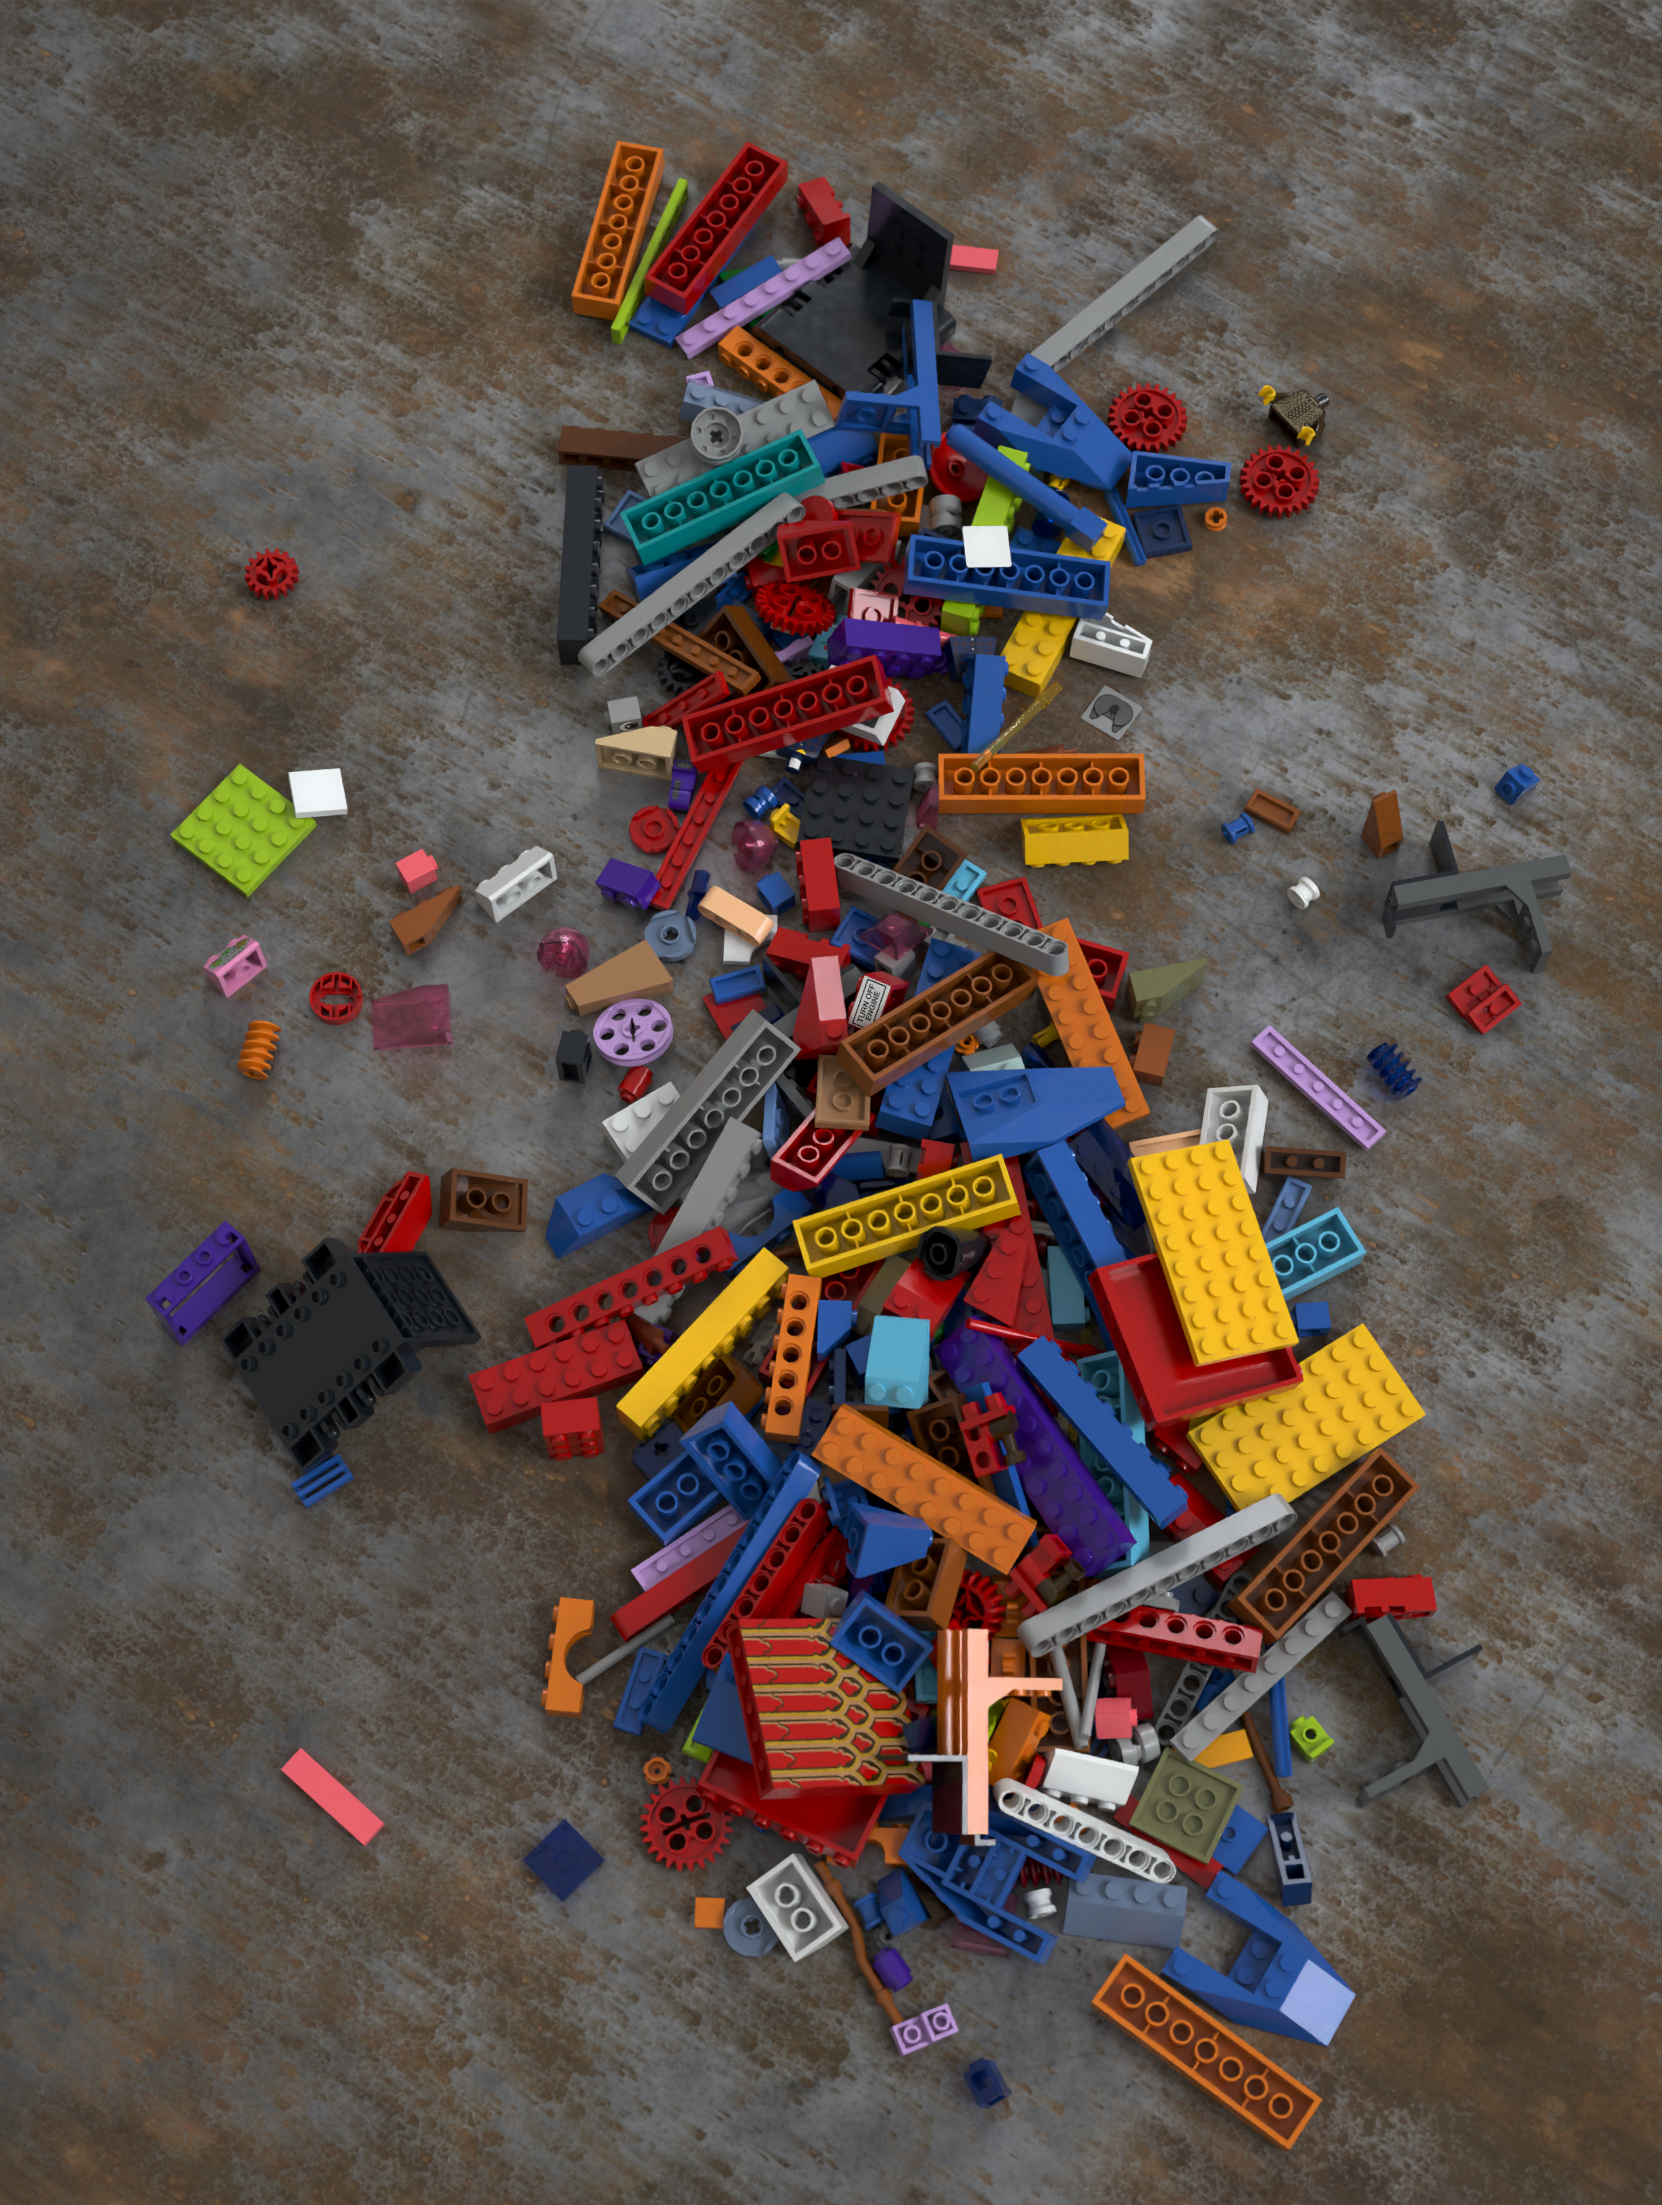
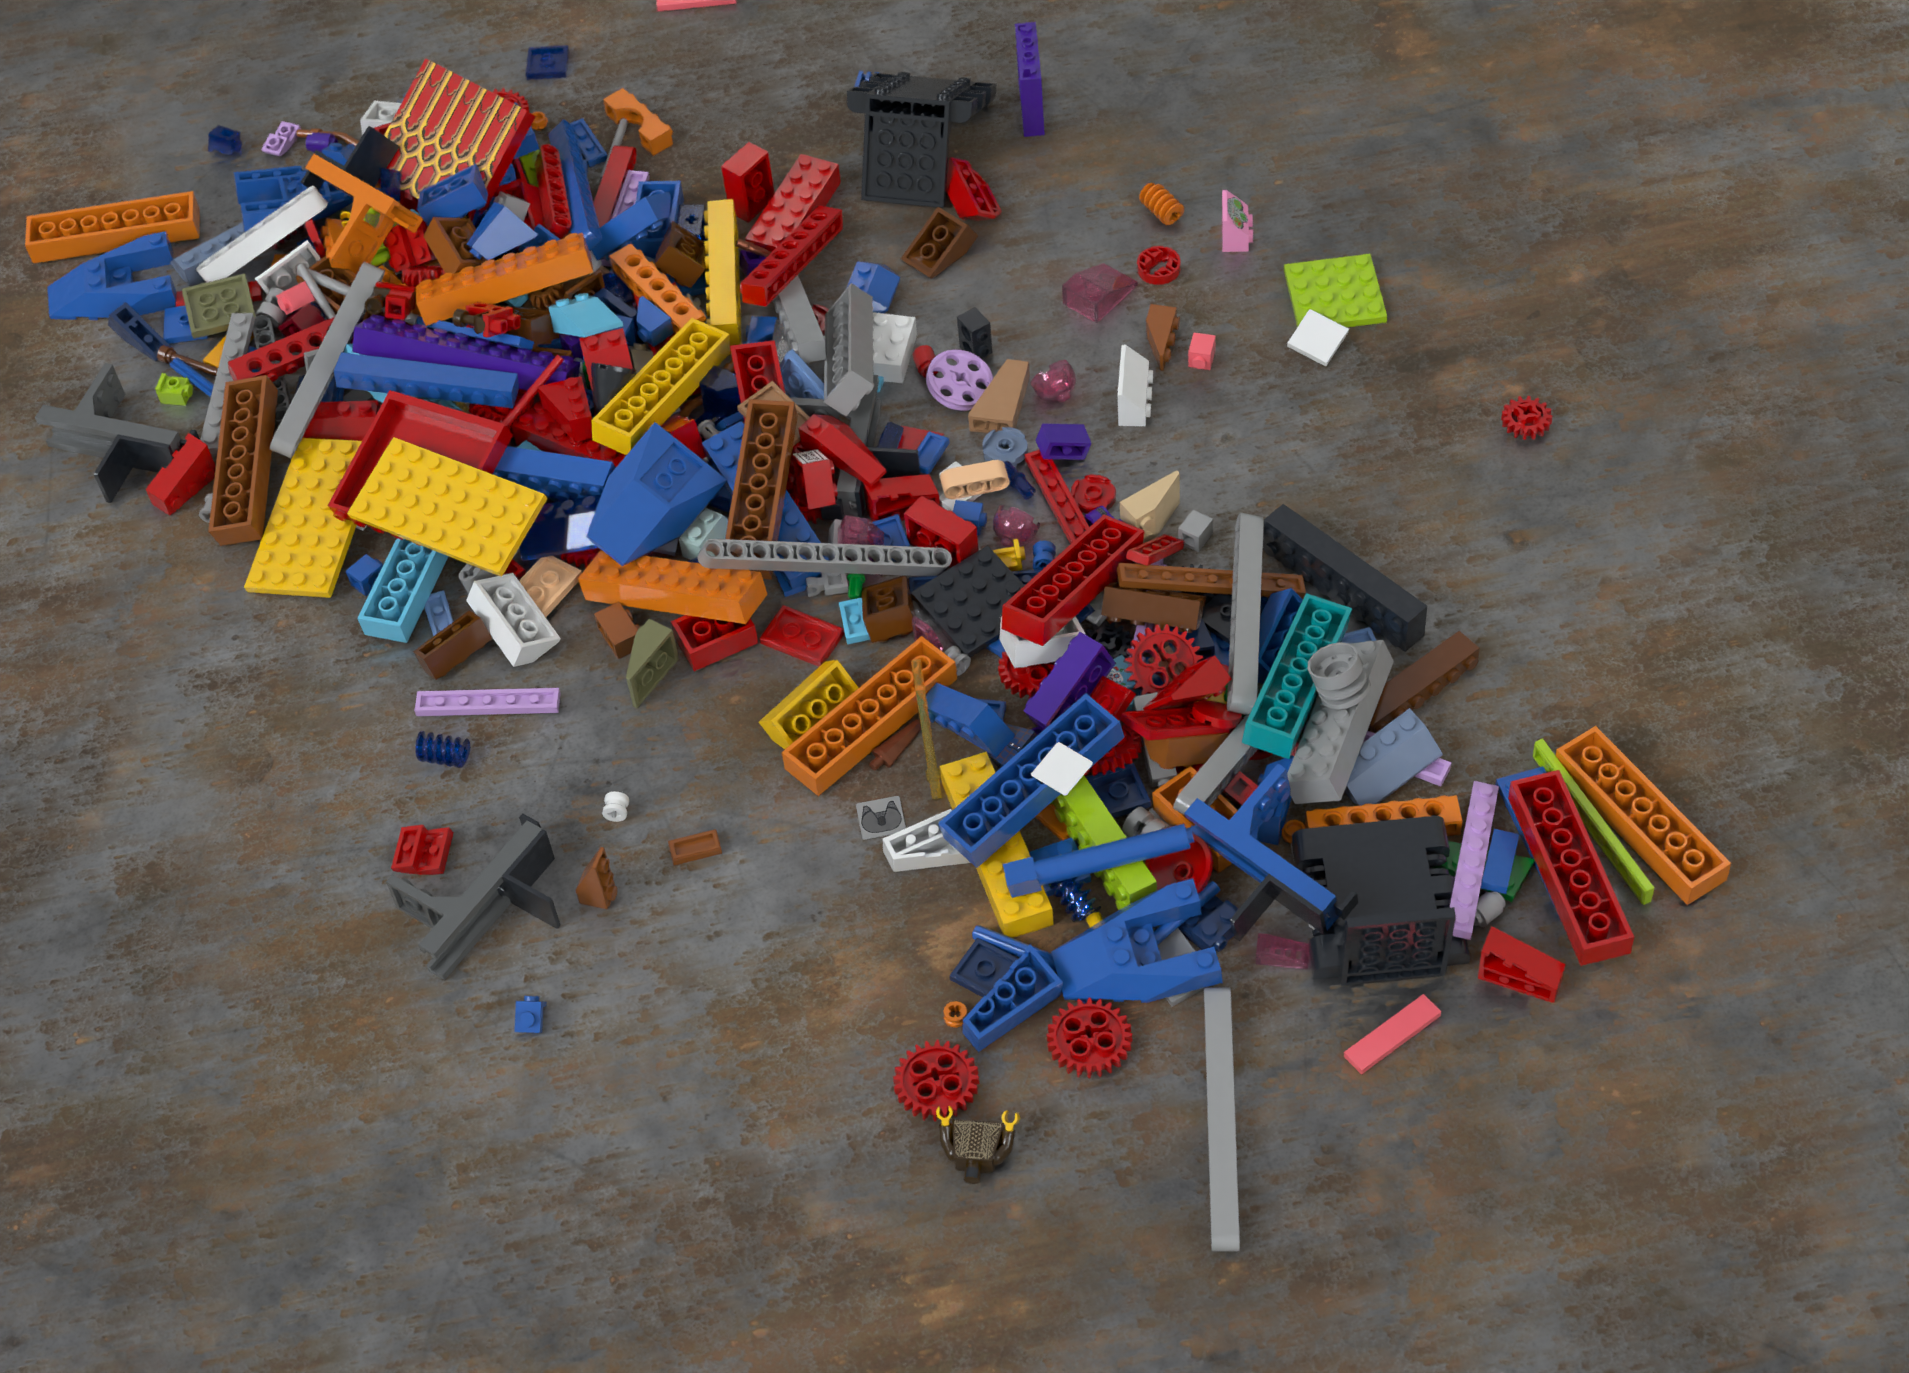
camera: 140 degrees right, 15 degrees down
(1237, 828) = (705, 810): blue bush -> none

